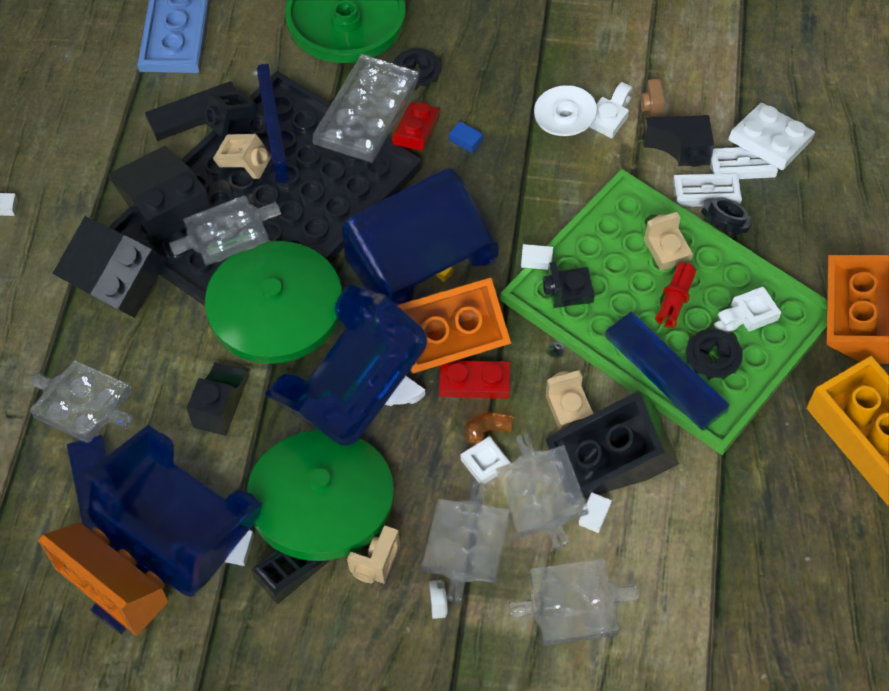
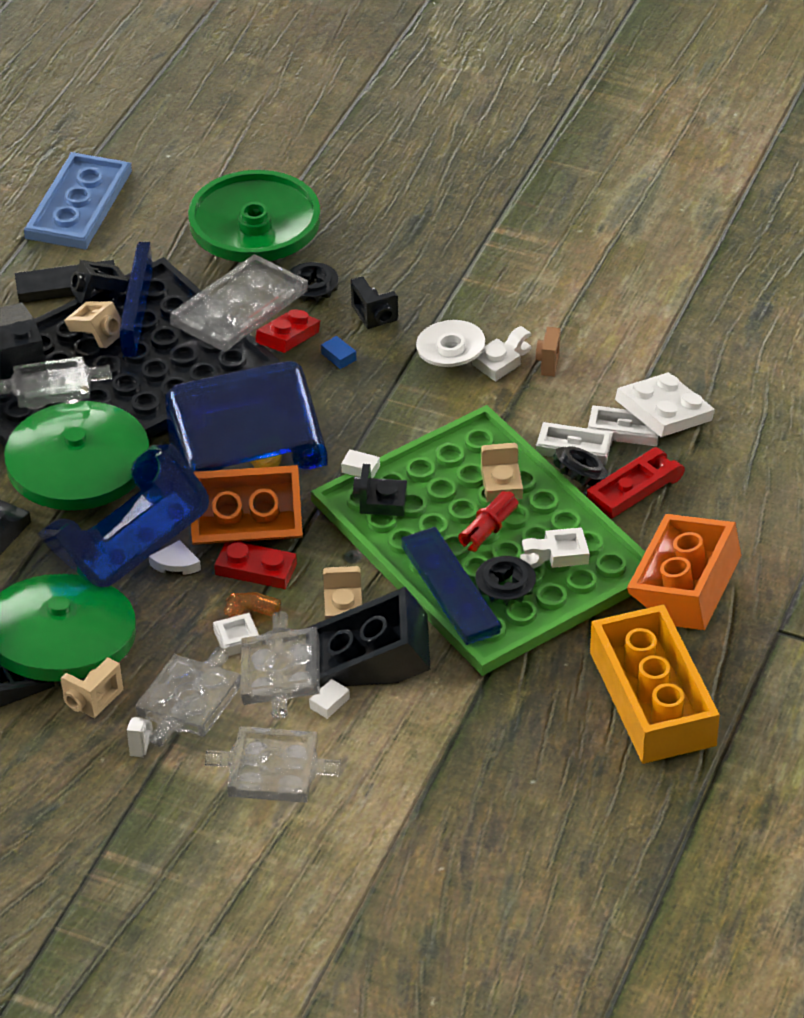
camera: 15 degrees right, 15 degrees down
(478, 85) = (370, 306): none -> black bracket
(683, 137) = (564, 387): black arch -> none
(776, 221) = (634, 482): none -> red plate

